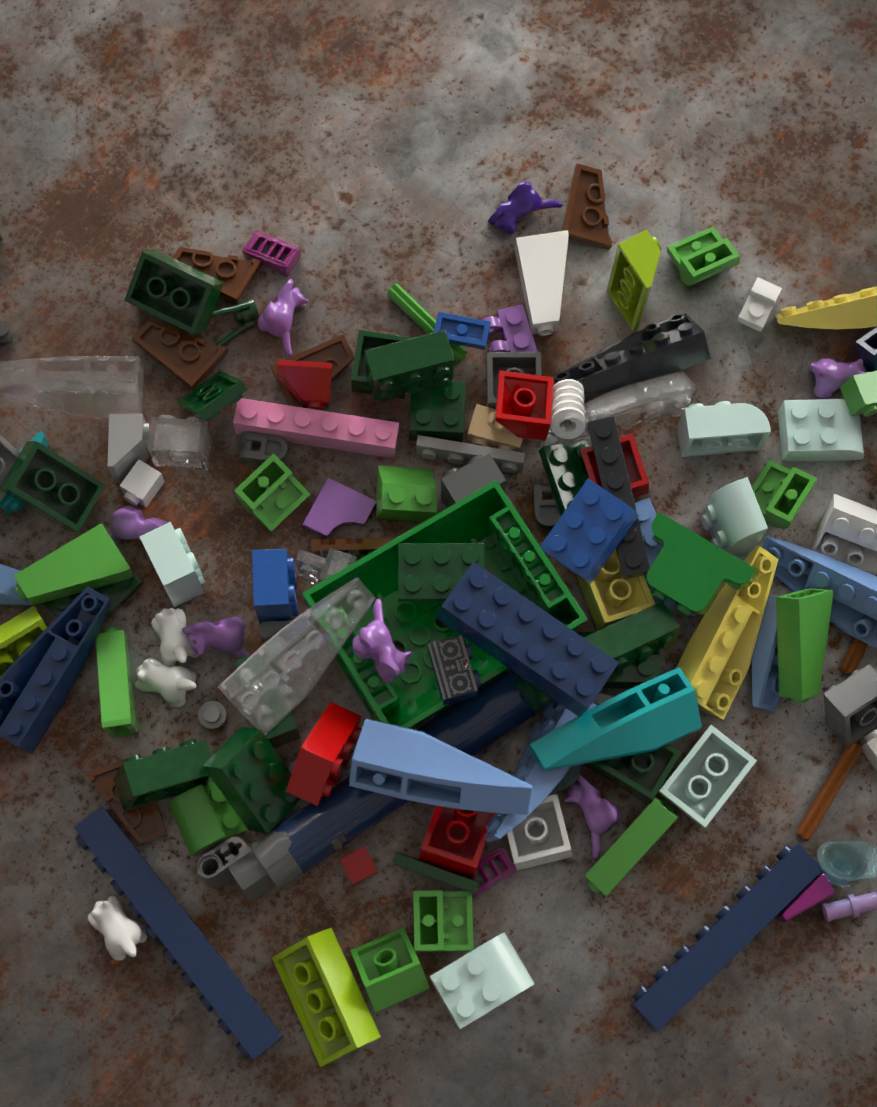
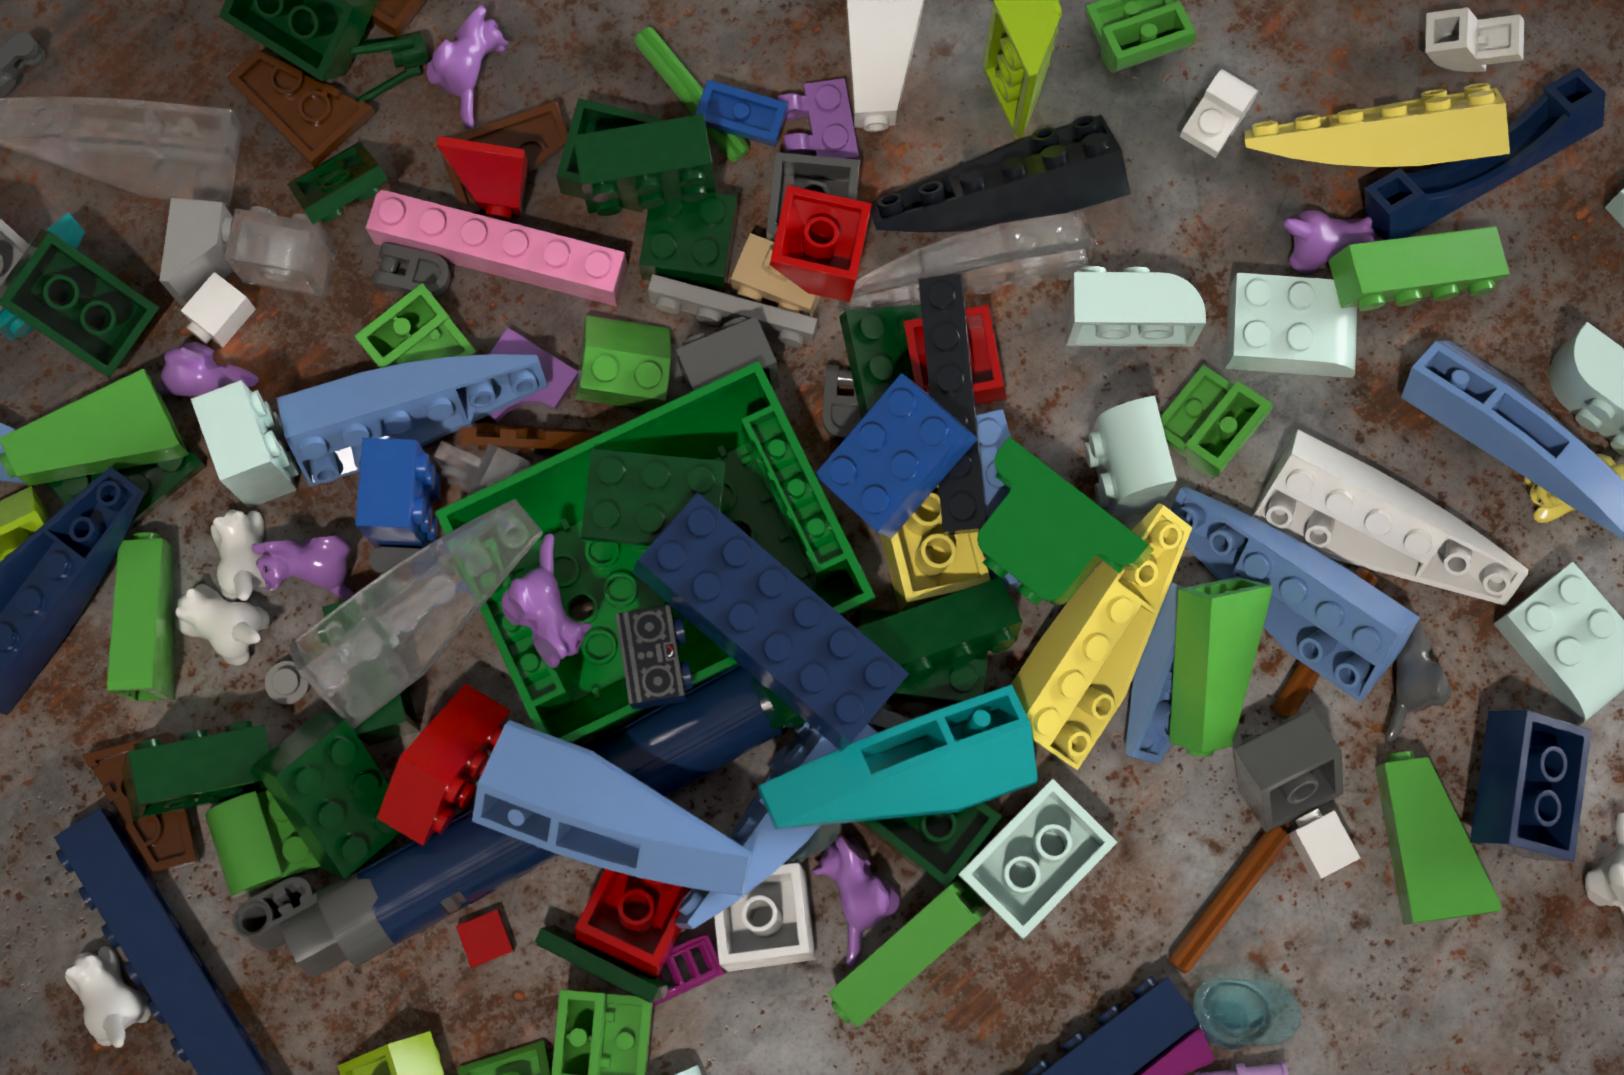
camera: 10 degrees right, 5 degrees up
(287, 524) = (399, 402): none -> medium blue wedge
(568, 409) = (888, 256): white piece -> none

